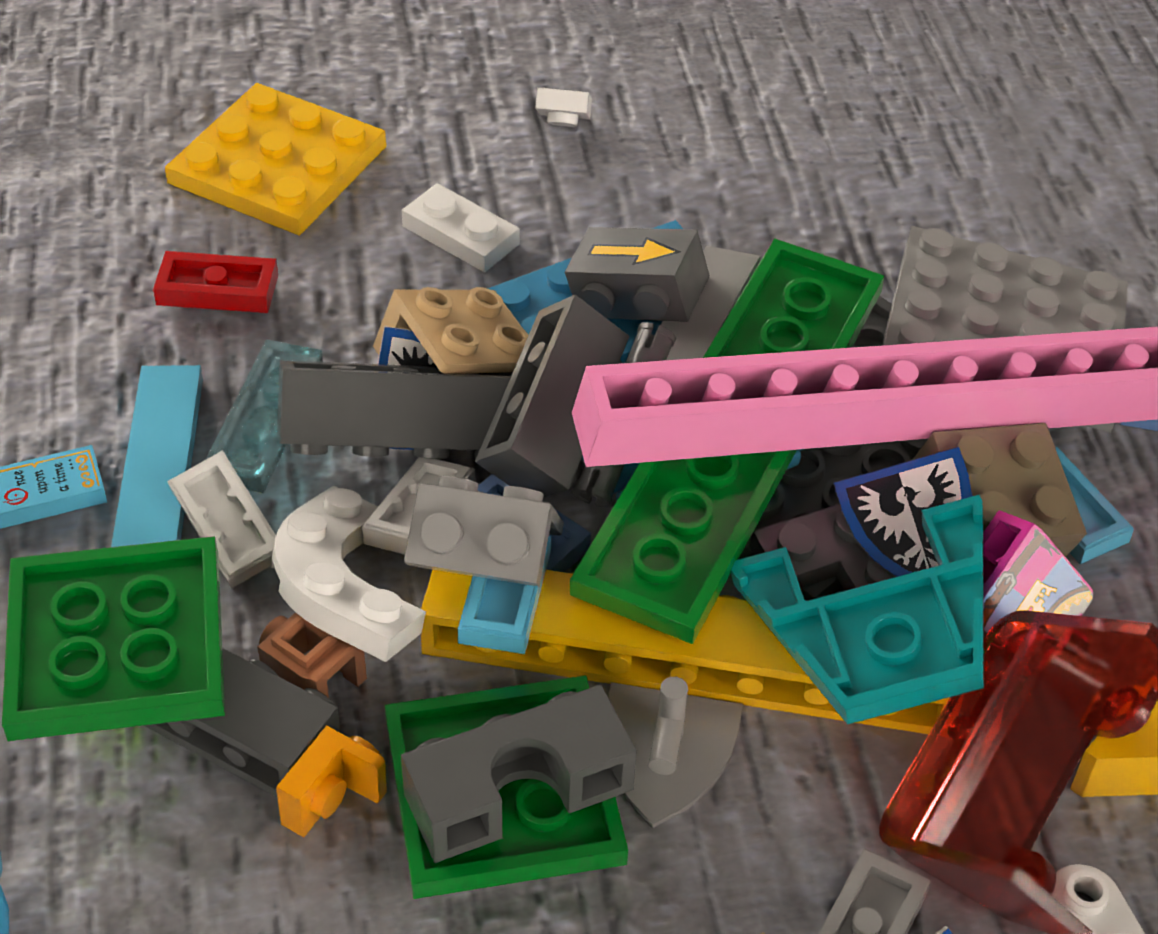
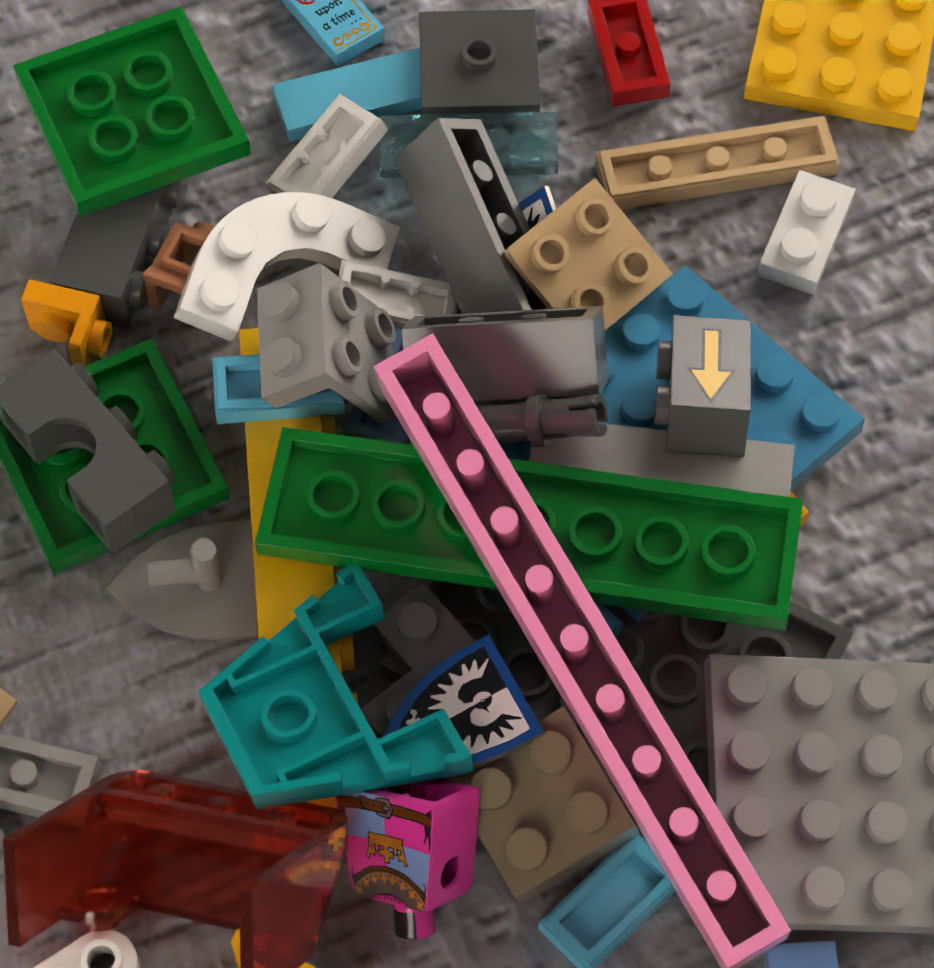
camera: 75 degrees right, 15 degrees up
(181, 378) = (479, 62): none -> dark grey plate
(362, 266) = (717, 162): none -> tan tile

